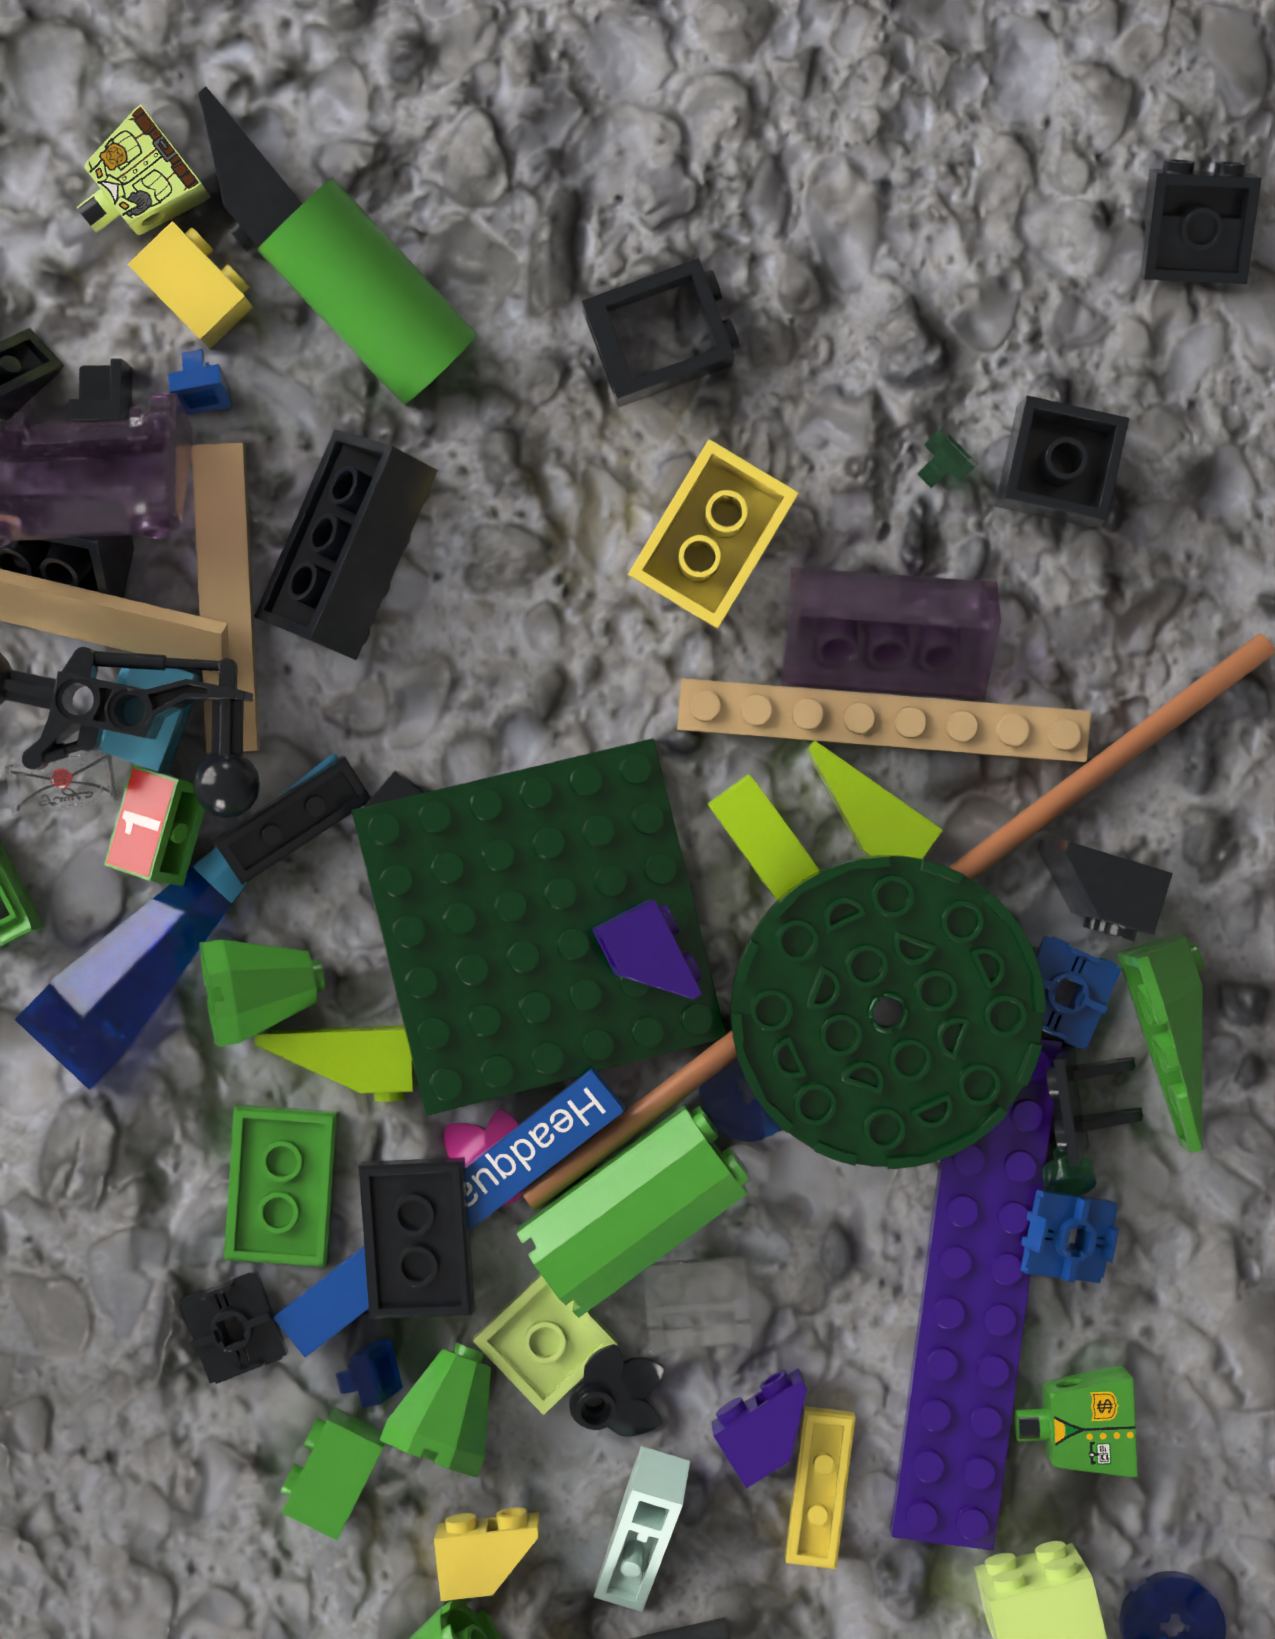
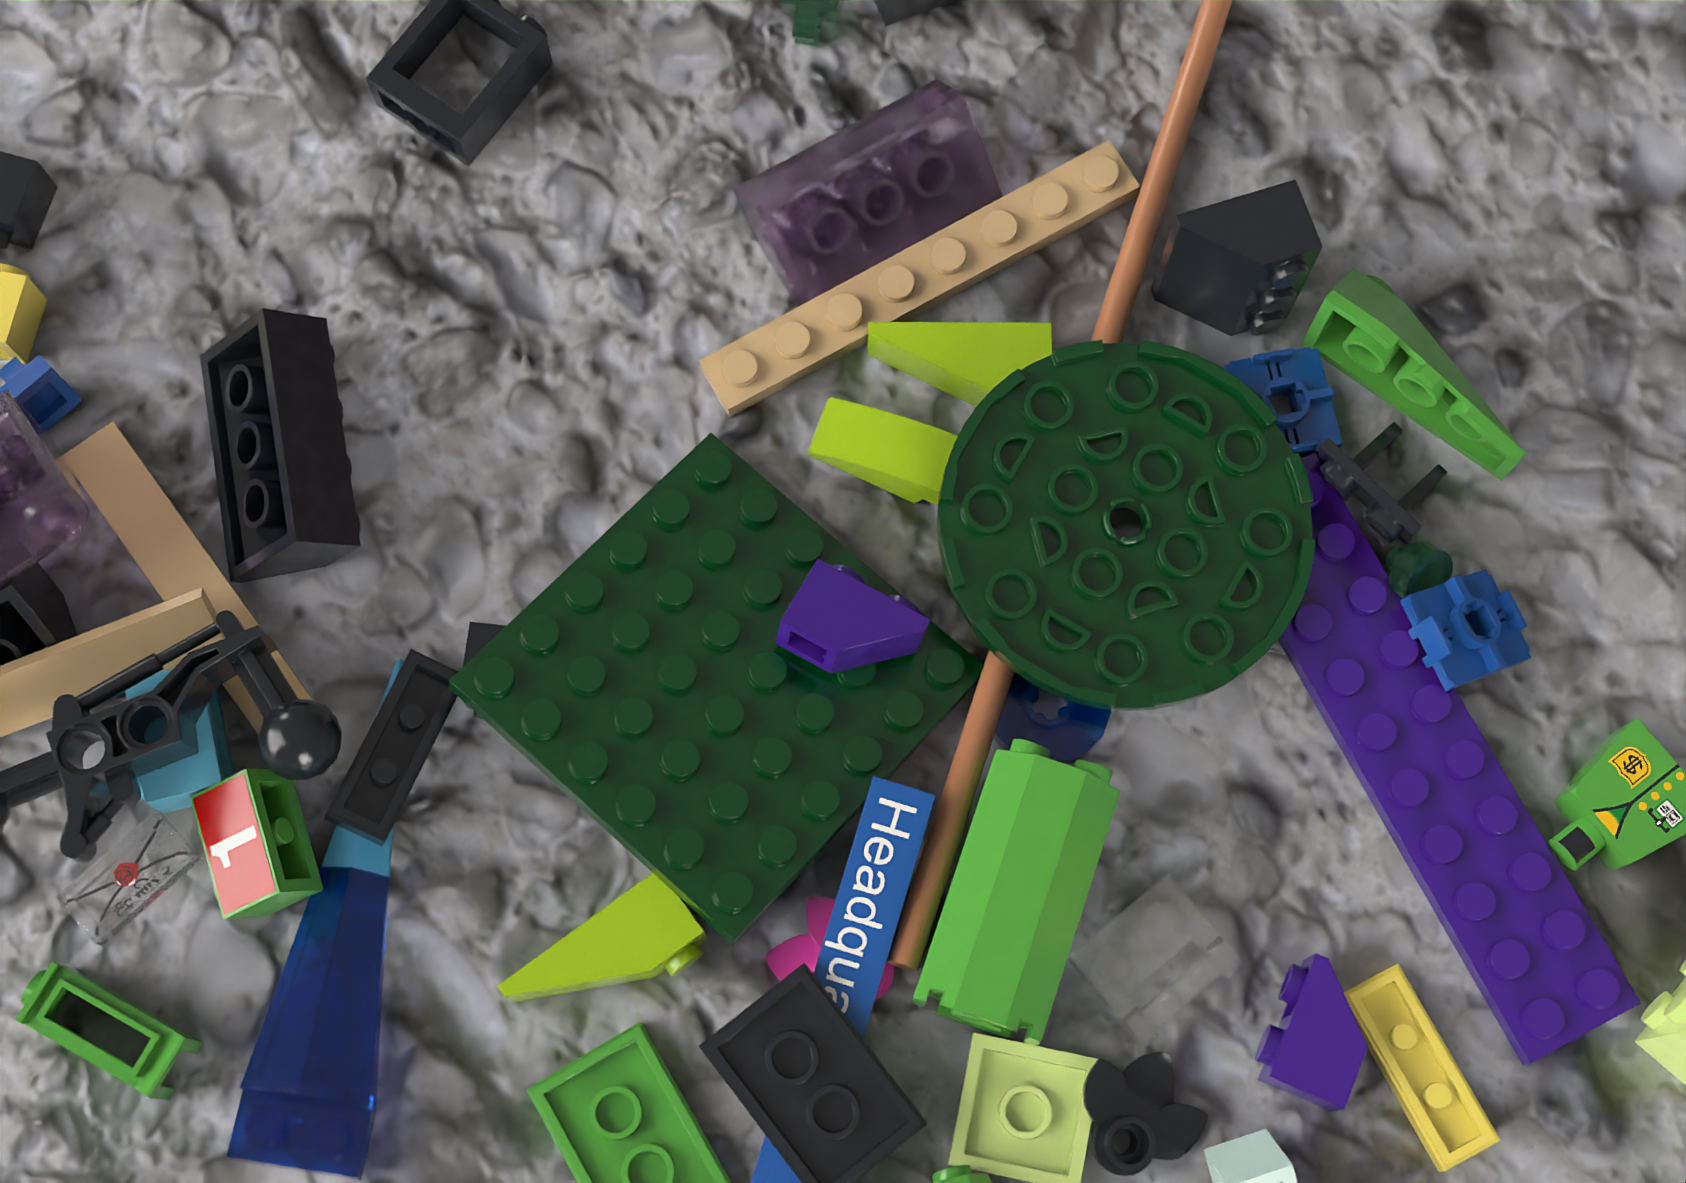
camera: 30 degrees left, 15 degrees down
(255, 986) = (463, 939): bright green cone -> none
(367, 291) = (145, 201): bright green brick -> none
(713, 534) = (635, 198): light yellow brick -> none

